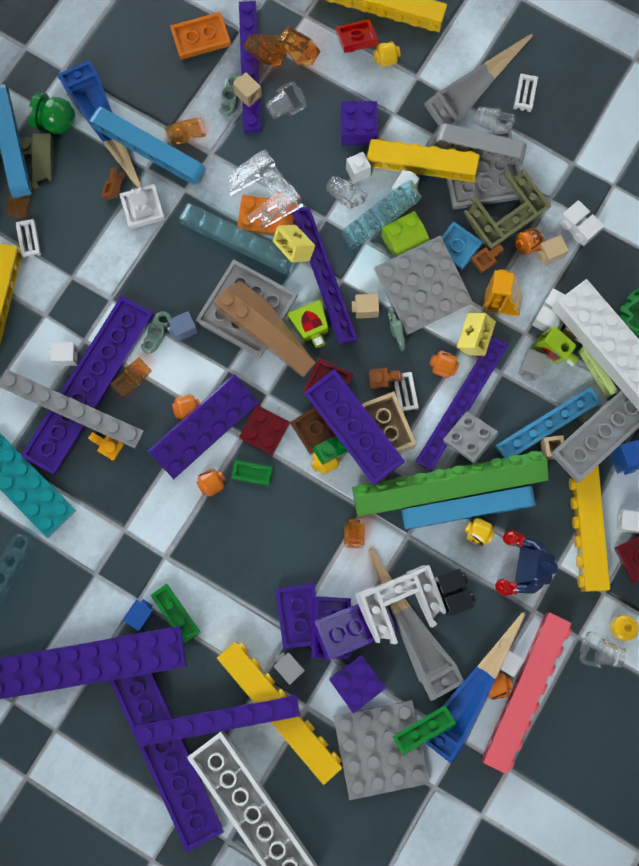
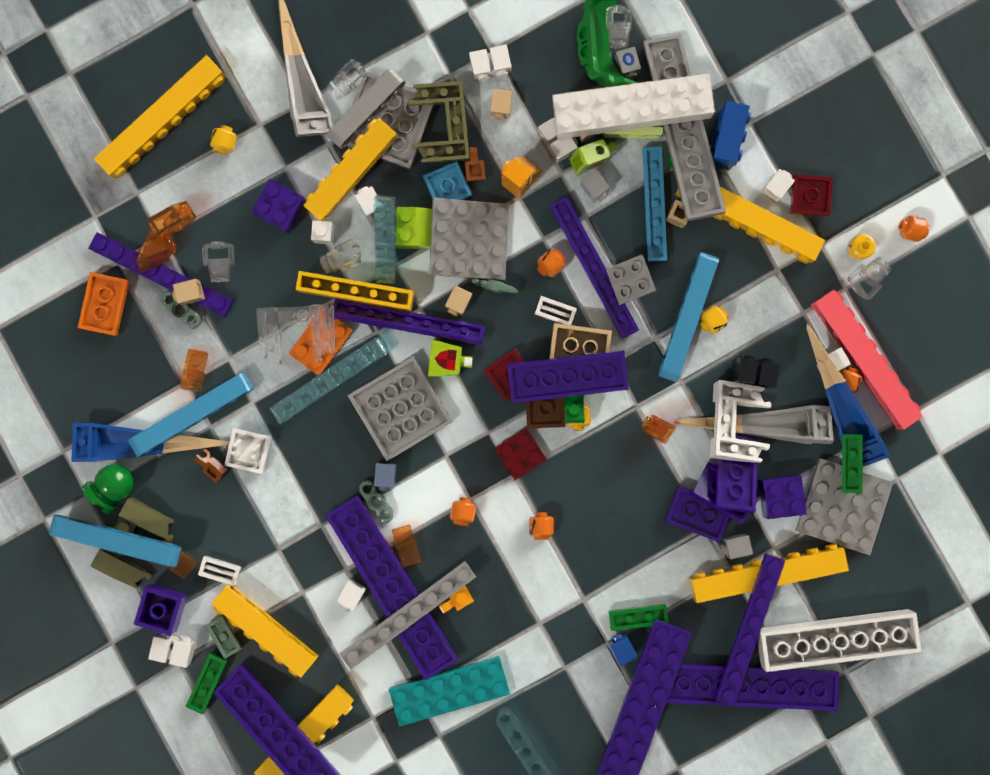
camera: 55 degrees left, 10 degrees up
(203, 426) = (489, 506): dark purple plate -> none
(252, 473) = (552, 485): green tile -> none
(264, 325) = (428, 401): medium nougat wedge -> none
(293, 243) = (366, 334): light yellow brick -> none
(325, 218) = (355, 291): none -> yellow brick
(356, 36) = (189, 158): red plate -> none
(382, 377) = (532, 324): dark orange plate -> none
(450, 483) = (660, 320): bright green brick -> none
(476, 334) = (540, 219): light yellow brick -> none
(523, 105) = (346, 45): white tile -> none
(529, 241) = (481, 119): orange head -> none
(533, 567) = (769, 291): dark blue torso -> none

